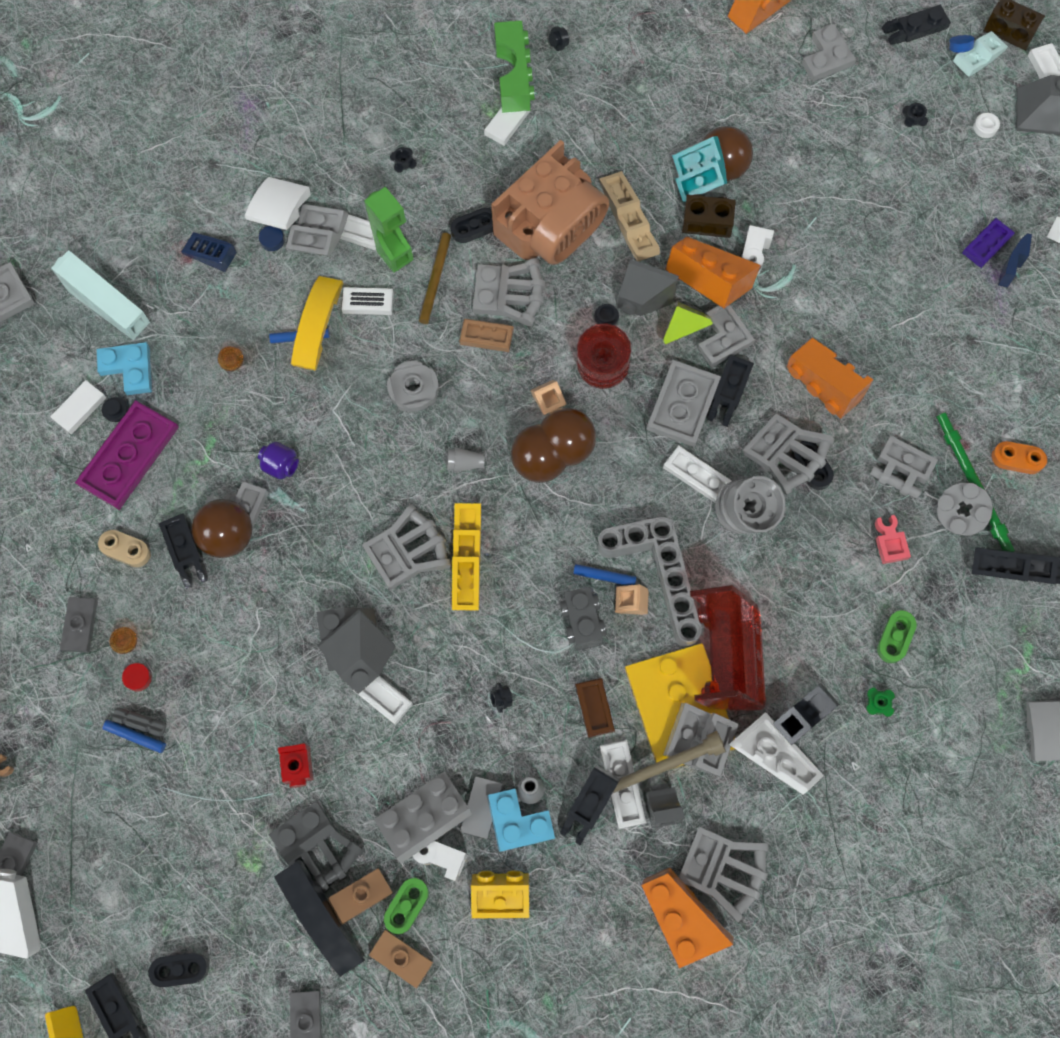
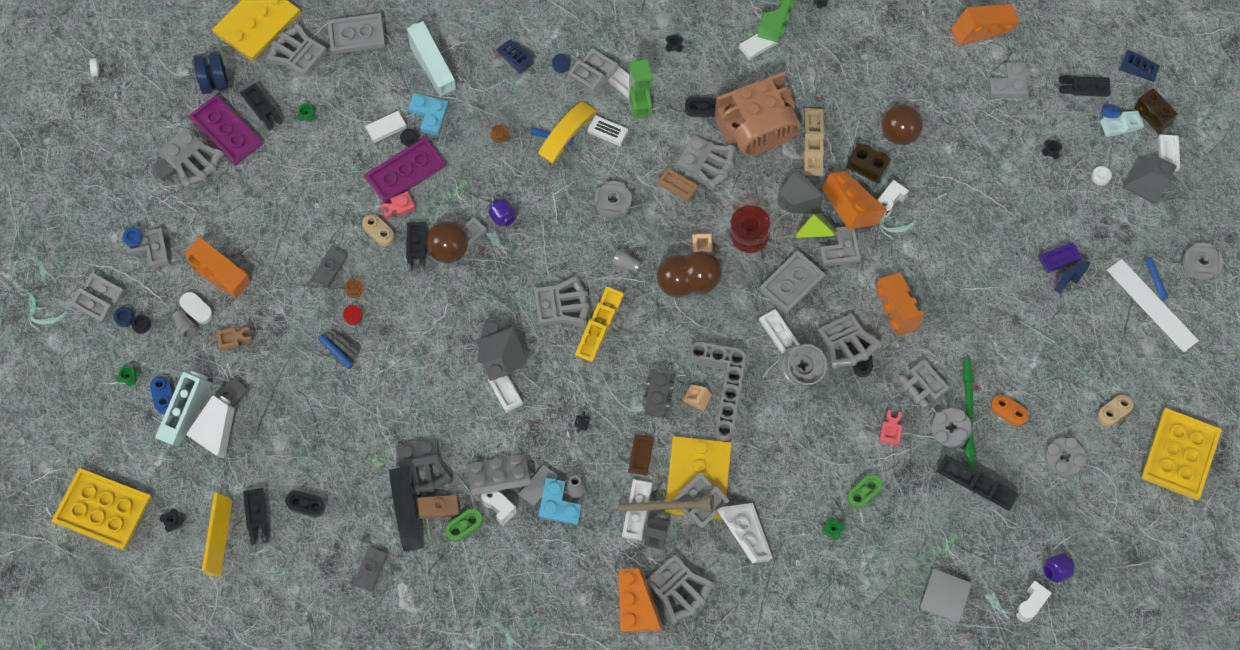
camera: 20 degrees right, 5 degrees down
(139, 502) = (399, 204): none -> coral plate
(277, 203) = (575, 41): white slope -> none
(298, 753) = (433, 417): red brick -> none
(401, 959) = (446, 556): medium nougat plate -> none
(435, 278) = (658, 135): pearl gold bar -> none
(500, 895) = (526, 543): yellow bracket -> none
(591, 802) = (609, 509): black hinge -> none
(604, 575) = (686, 373): blue piece -> none
(606, 314) = (767, 203): black plate -> none
(700, 168) = (877, 127): teal slope -> none
(731, 387) = (829, 285): black hinge -> none
(734, 650) = (751, 453): clear red windscreen -> none
(806, 714) = (777, 515): brick -> none

